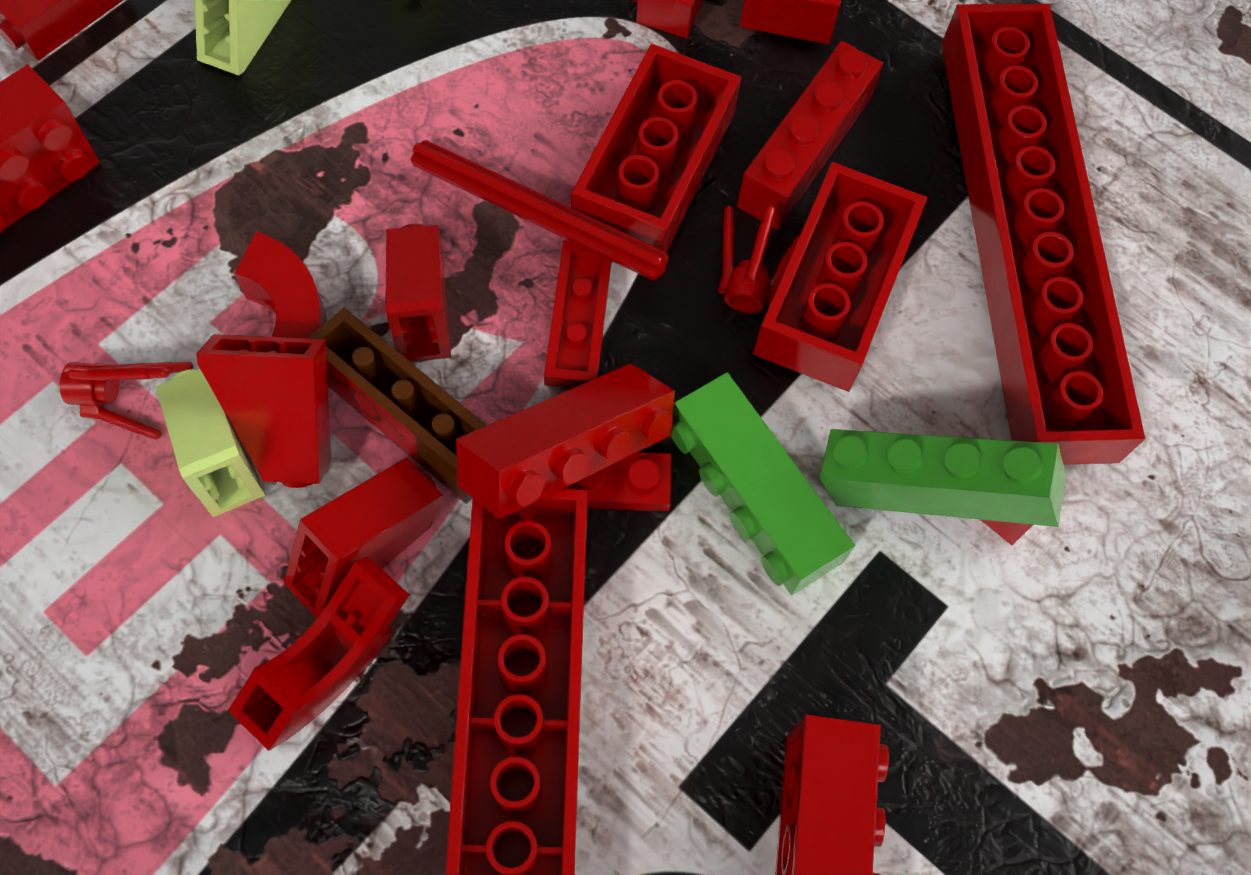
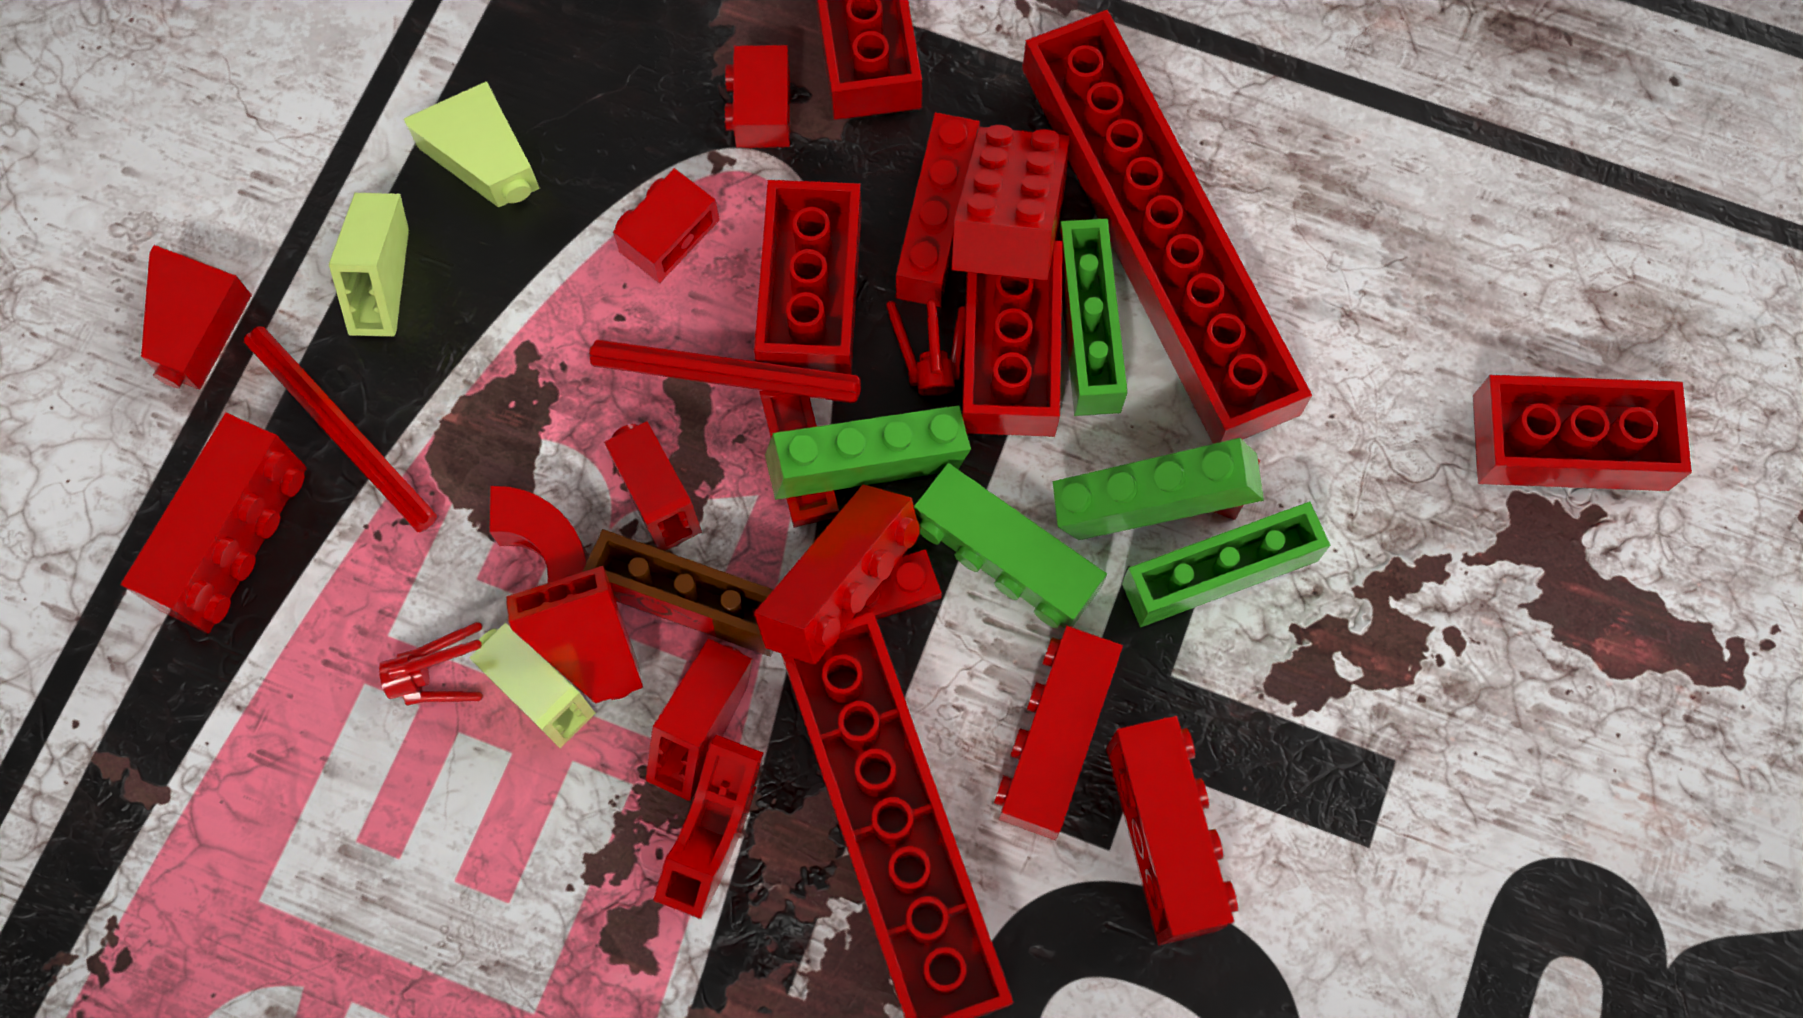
camera: 15 degrees left, 5 degrees up
(147, 140) = (340, 429): none -> red axle
(538, 61) = (666, 224): none -> red brick
(645, 330) = (866, 451): none -> bright green brick
(740, 698) = (1060, 732): none -> red brick
(886, 142) = (1011, 203): none -> red brick
(930, 287) = (1092, 318): none -> bright green brick
(990, 583) = (1225, 564): none -> bright green brick

